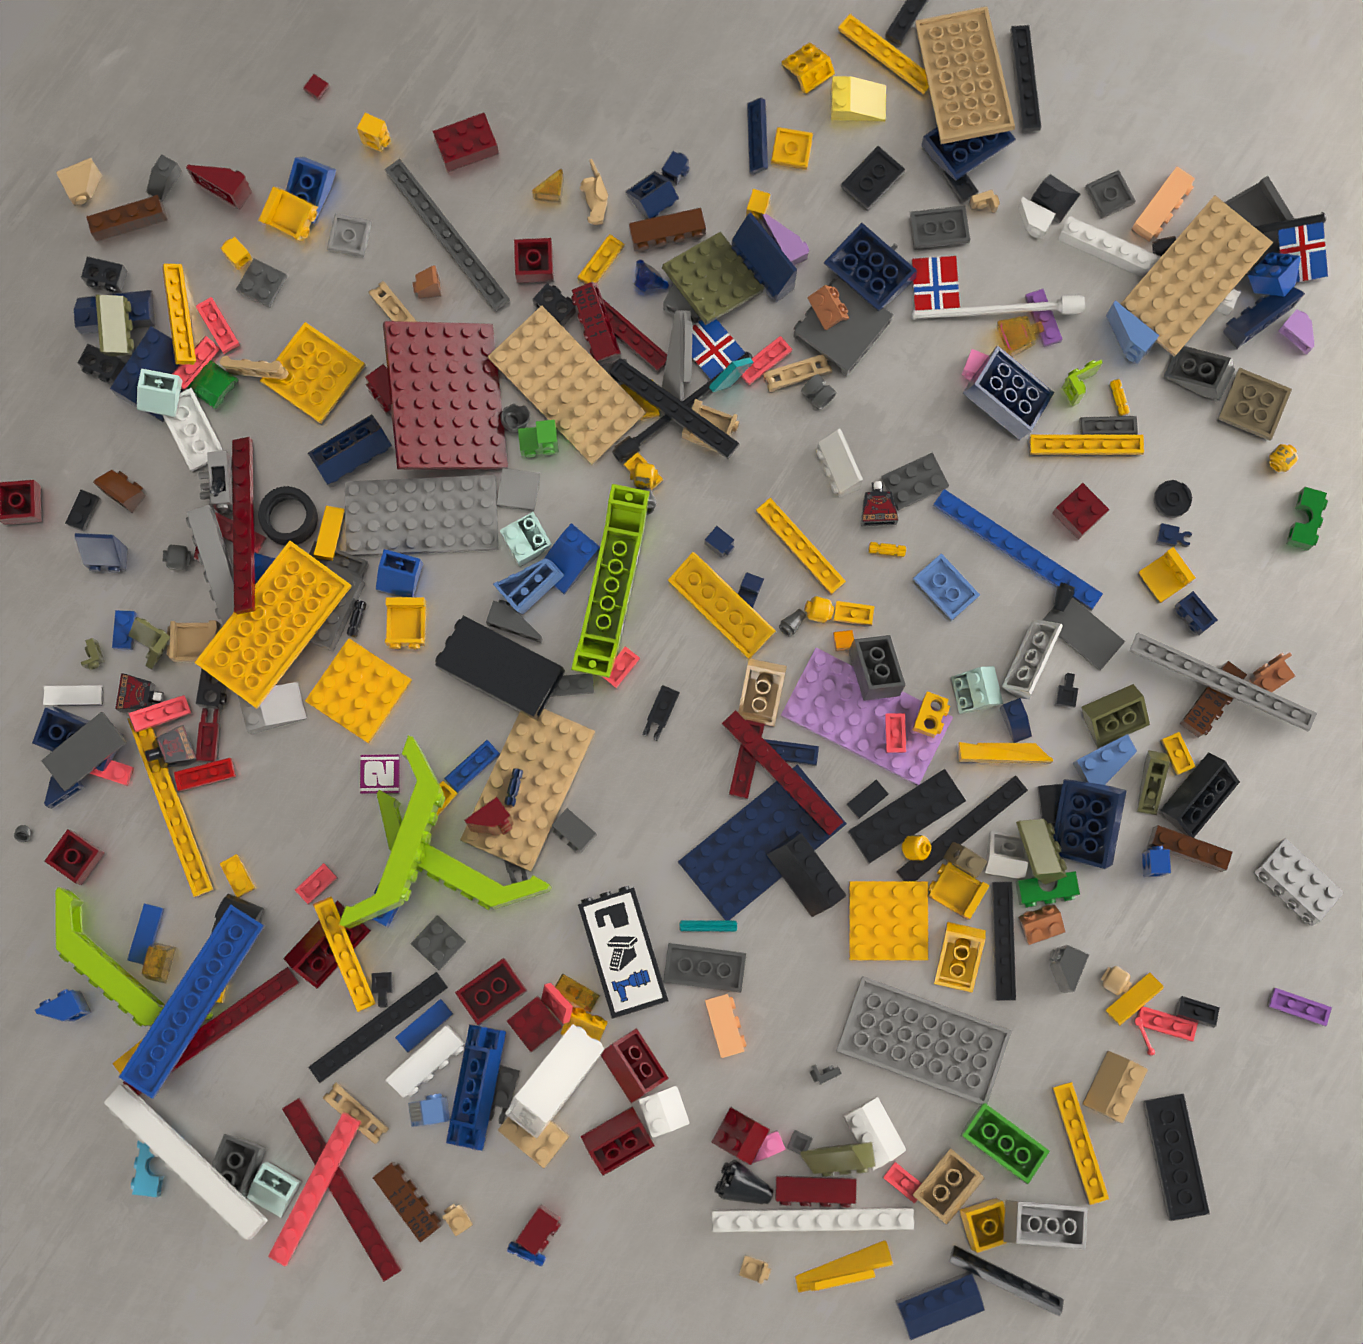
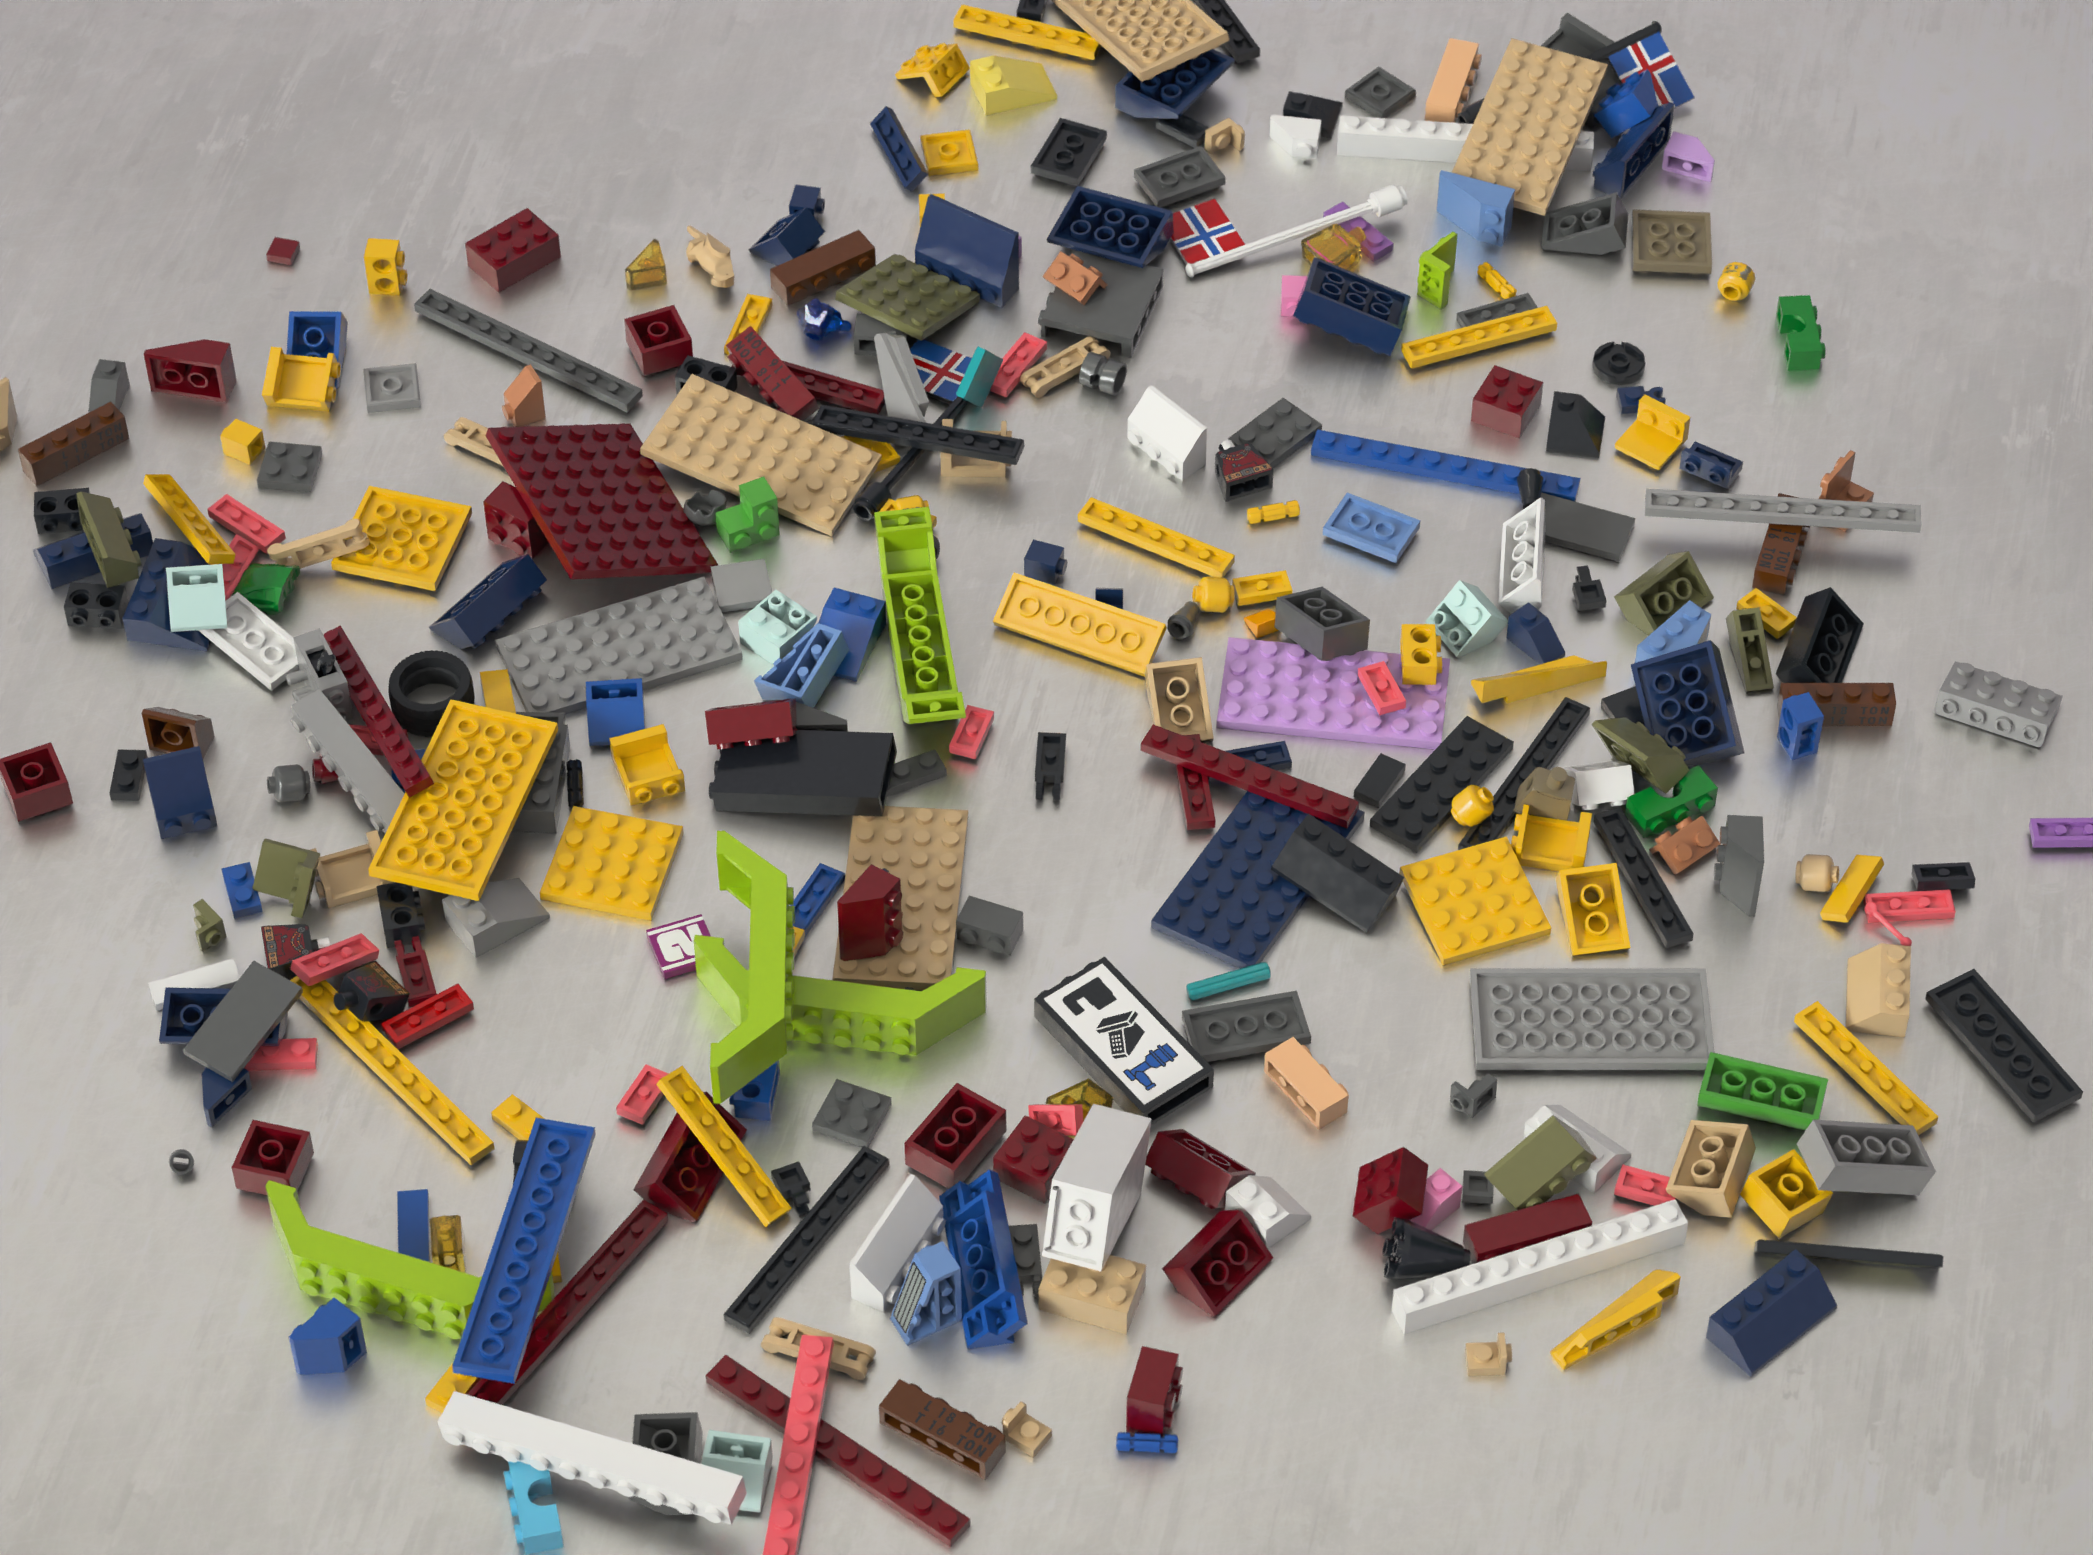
camera: 20 degrees left, 30 degrees down
(424, 1025) = (869, 1214): blue tile -> none
(476, 622) = (751, 723): none -> dark red slope
(1118, 548) = (1574, 426): none -> black slope

